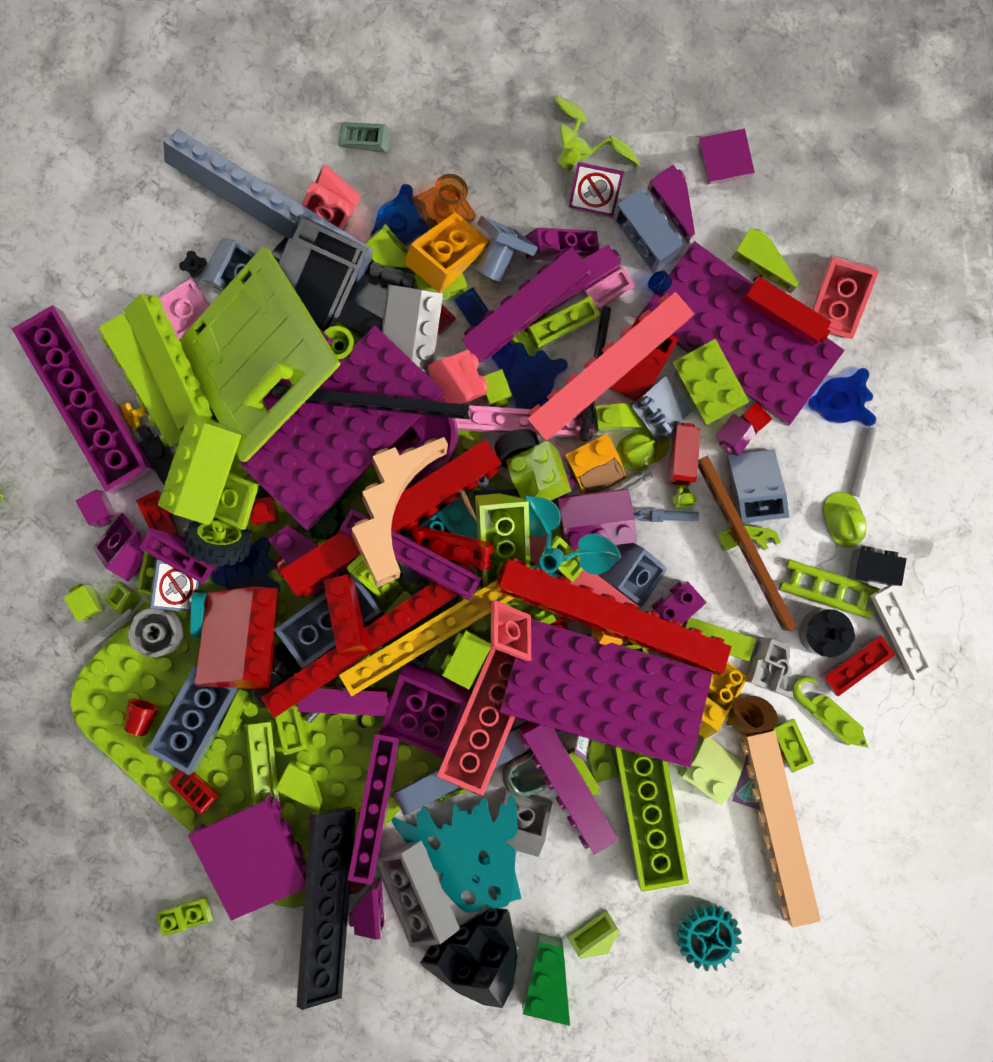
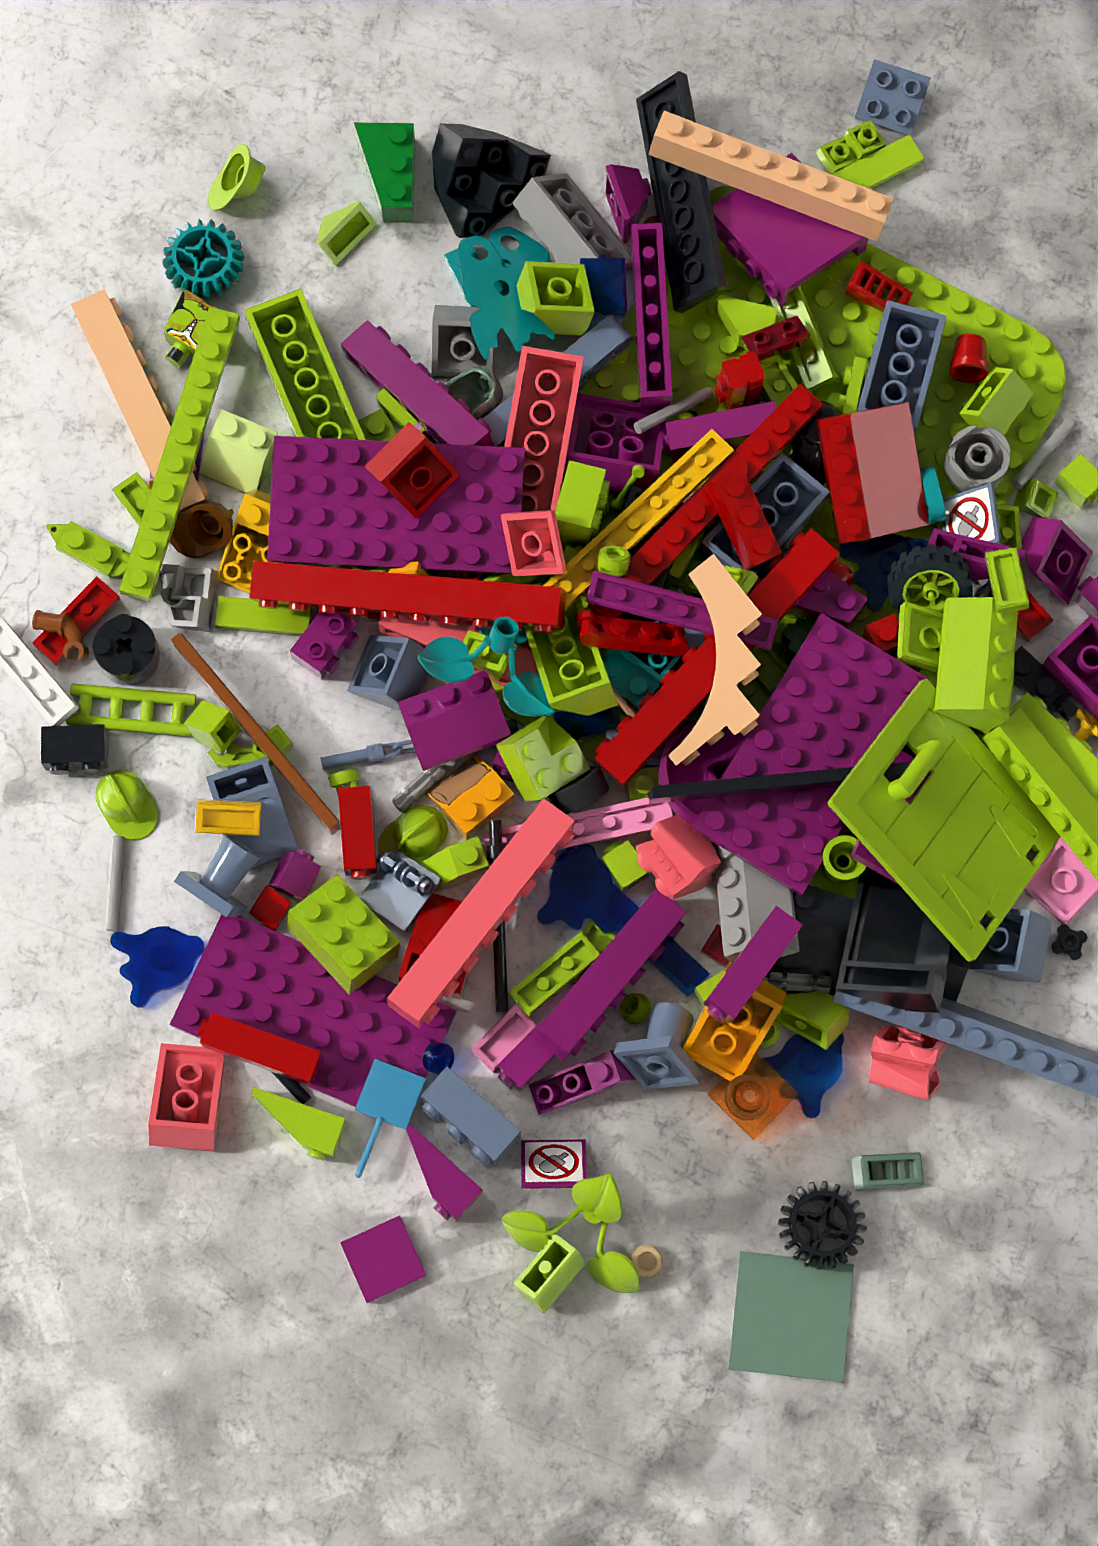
camera: 165 degrees right, 10 degrees down
(128, 675) = (997, 400): none -> lime brick
(139, 952) = (892, 97): none -> sand blue hinge
(159, 523) = (1007, 580): none -> lime tile
(167, 894) = (883, 164): none -> lime tile
(252, 898) = (770, 176): none -> light nougat brick
(283, 764) = (779, 336): none -> dark red hinge
(319, 736) = (739, 381): none -> red brick
(376, 726) = (673, 410): none -> light grey bar
(405, 840) = (607, 283): none -> clear blue piece
(417, 676) = (637, 472): none -> lime hinge
(426, 271) = (752, 965): none -> magenta brick
(428, 91) = (836, 1230): none -> black gear
(444, 837) = (557, 296): none -> lime slope
(452, 605) = (613, 560): none -> lime tile
(455, 57) = (791, 1317): none -> sand green piece
(508, 280) = (635, 1008): none -> lime plate
(545, 114) = (647, 1261): none -> tan tile
(592, 711) = (412, 470): none -> red slope
(616, 114) = (549, 1273): none -> lime brick
(670, 999) = (236, 179): none -> lime piece
(701, 262) = (390, 1098): none -> dark azure piece
(726, 879) = (185, 327): none -> torso
(759, 778) = (179, 454): none -> lime plate
(775, 558) = (213, 726): none -> lime brick
(778, 483) = (228, 817): none -> yellow tile
(796, 436) = (221, 877): none -> sand blue plant
(870, 658) = (64, 627): none -> dark orange piece

